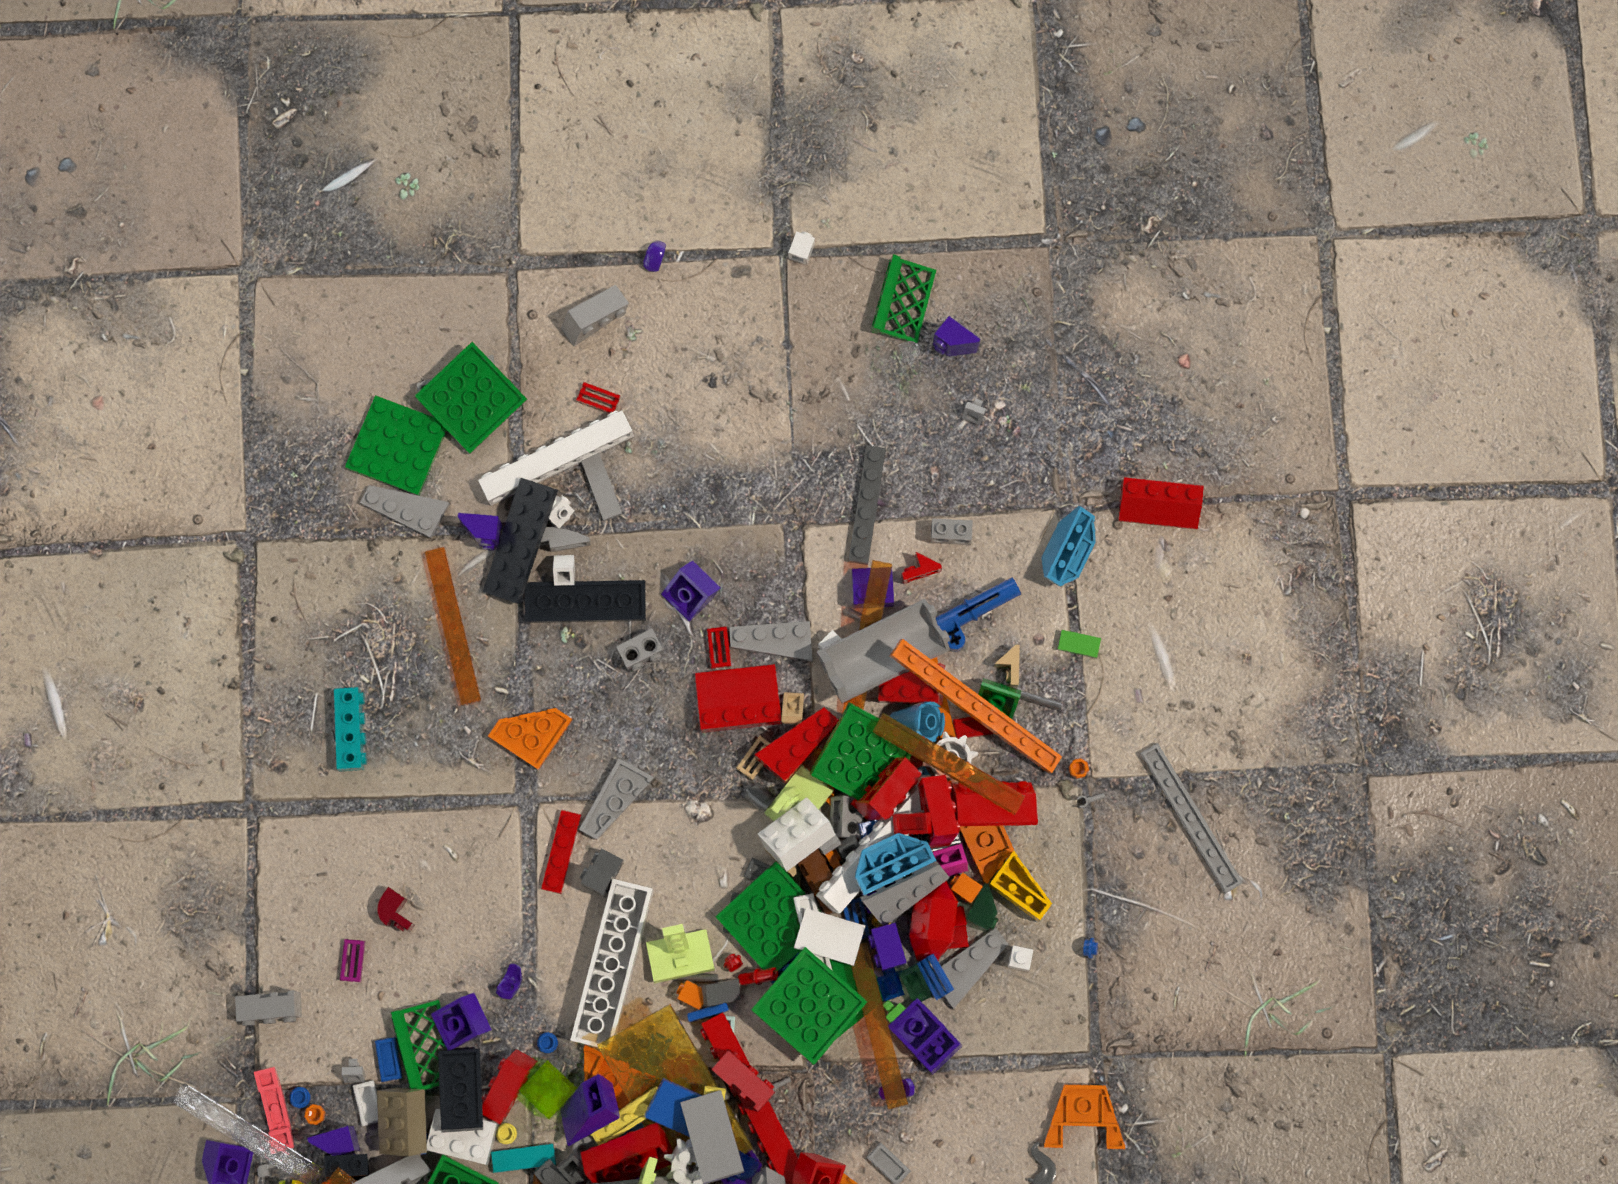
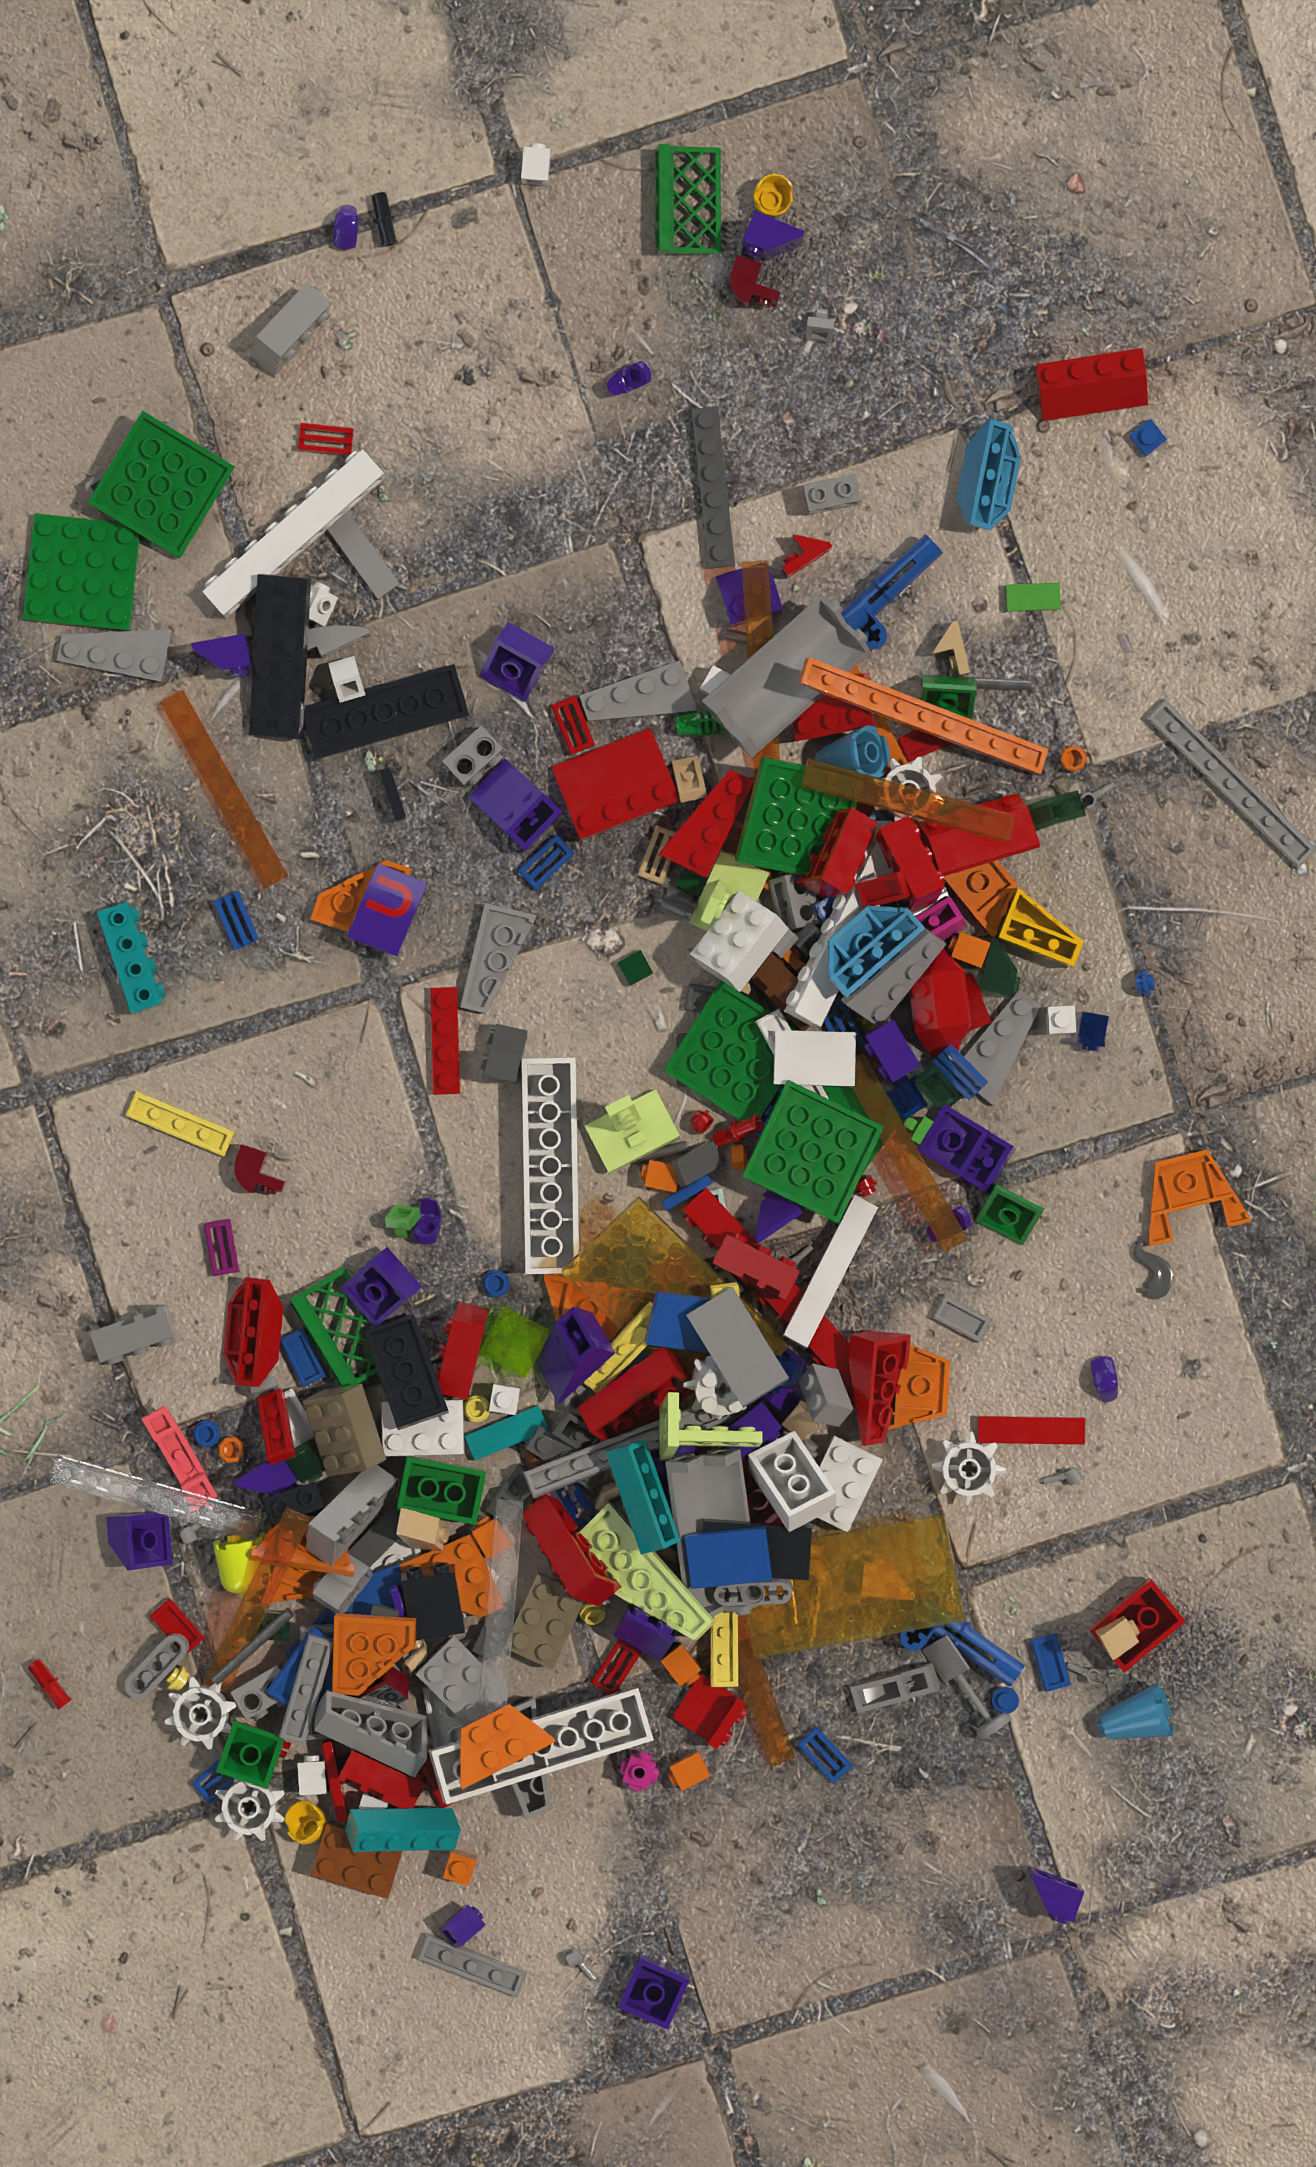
camera: 15 degrees left, 10 degrees up
(349, 860) = (180, 1123): none -> light yellow tile
(351, 1105) = (276, 1426): none -> red tile
(356, 1029) = (253, 1331): none -> red wedge
(366, 1138) = (306, 1463): none -> clear green slope
(432, 706) = (227, 899): none -> blue tile
(491, 975) = (402, 1219): none -> bright green tile
(529, 1131) = (504, 1399): none -> white brick
(545, 744) = (387, 910): none -> dark purple slope
(574, 662) = (393, 795): none -> black tile
(661, 693) = (515, 805): none -> dark purple slope
(666, 744) = (529, 878): none -> blue tile
(683, 257) = (384, 219): none -> black axle
(715, 835) = (635, 968): none -> dark green tile
(753, 996) = (738, 1156): none -> orange tile
(768, 1046) = (774, 1214): none -> dark purple slope
(773, 784) = (691, 883): none -> dark green tile
(798, 1101) = (830, 1271): none -> white tile
(810, 670) = (698, 725): none -> green hinge
(827, 412) = (629, 378): none -> dark purple hair
(842, 1044) = (865, 1186): none -> red plate
(928, 369) = (745, 287): none -> dark red brick
(944, 1094) = (1009, 1214): none -> green slope
(965, 310) = (773, 195): none -> yellow hair
(1042, 973) = (1092, 1031): none -> clear blue bracket
(1056, 802) = (1056, 810): none -> clear green slope
(1191, 552) = (1147, 437): none -> blue plate

